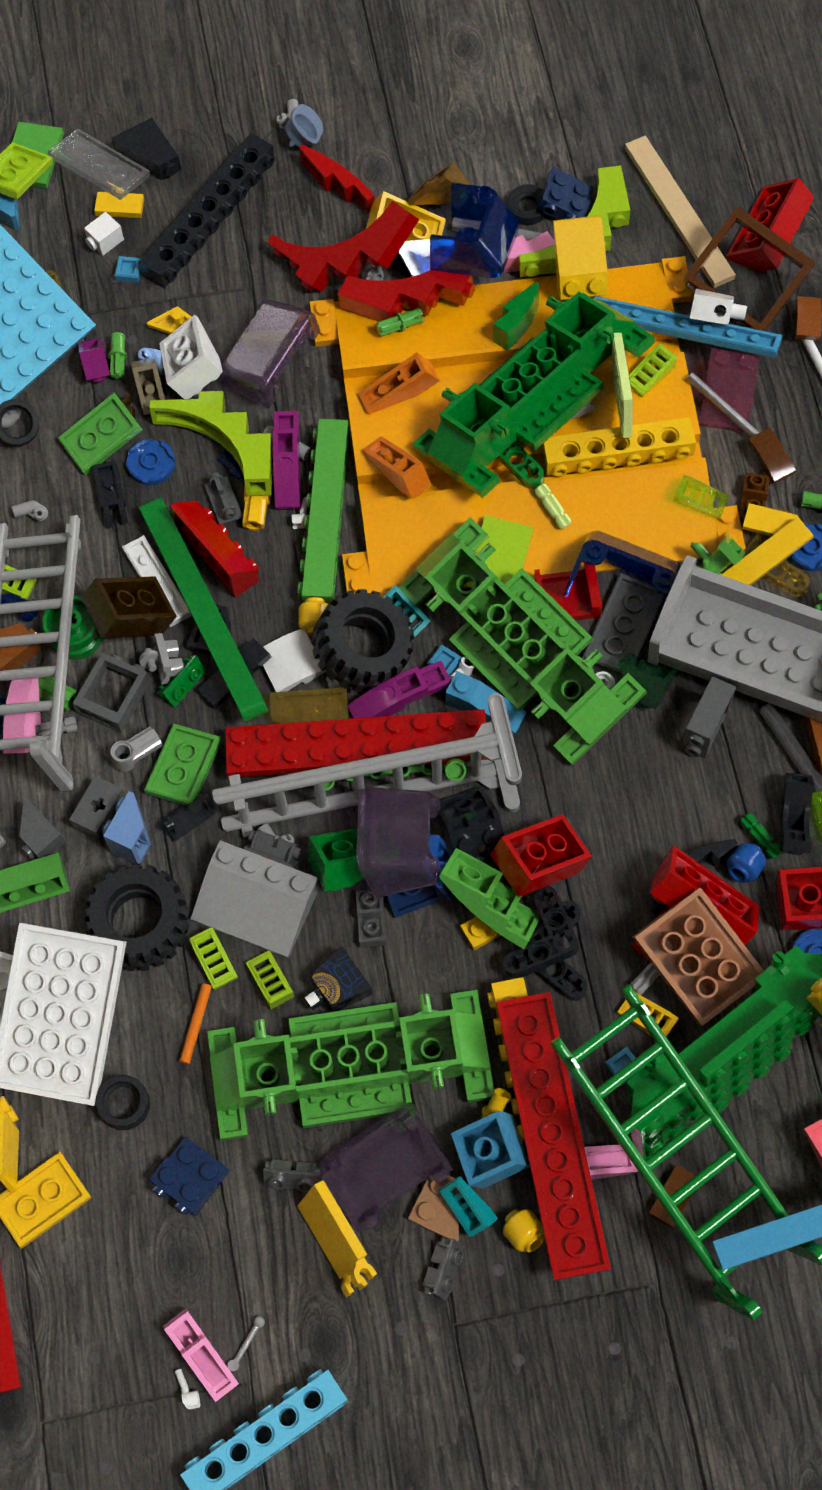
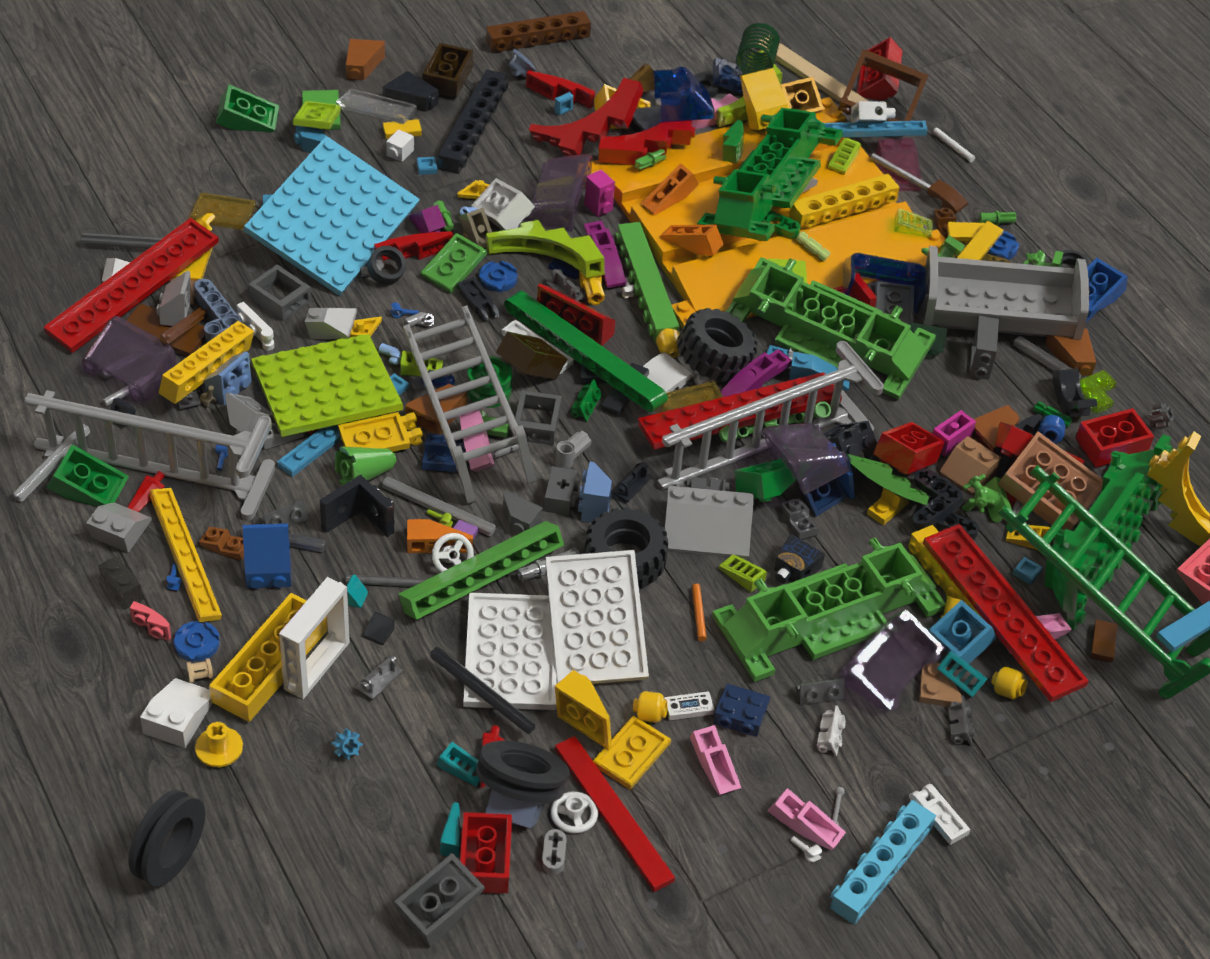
camera: 25 degrees left, 20 degrees down
(9, 491) = (397, 311): none -> blue hand
(44, 912) = (538, 568): none -> light grey pin
(72, 396) = (418, 245): none -> red slope
(80, 1148) = (650, 706): none -> yellow head
(110, 82) = (363, 57): none -> dark orange slope
(114, 1083) = (668, 686): black tyre -> none
(127, 1242) = (715, 760): none -> bright pink slope
(130, 1154) = (689, 706): none -> white tile
(159, 658) = (569, 388): light grey hips -> none
(183, 765) = (613, 451): bright green tile -> none
(203, 938) = (684, 556): lime slope -> none
(204, 123) = (449, 69): none -> dark brown brick
(276, 1250) = (833, 723): none -> white hinge
(282, 121) = (506, 56): light grey arm -> none
(315, 363) = (599, 193): none -> dark pink brick
(332, 204) = (563, 103): none -> dark azure tile
(336, 1237) = (876, 714): yellow tile -> none
(345, 77) = (538, 31): none -> reddish brown brick
(361, 1390) = (946, 820): none -> white plate
(612, 195) = (770, 51): none -> dark green piece
(612, 840) = (954, 431): none -> dark pink brick
(615, 894) = (970, 460): none -> medium nougat slope
(620, 949) = (989, 495): none -> bright green piece
(622, 385) = (835, 159): yellowish green tile -> none
(639, 255) = (803, 95): none -> pearl gold slope
(656, 840) = (987, 426): none -> dark orange slope
(808, 318) = (933, 117): dark orange slope -> none

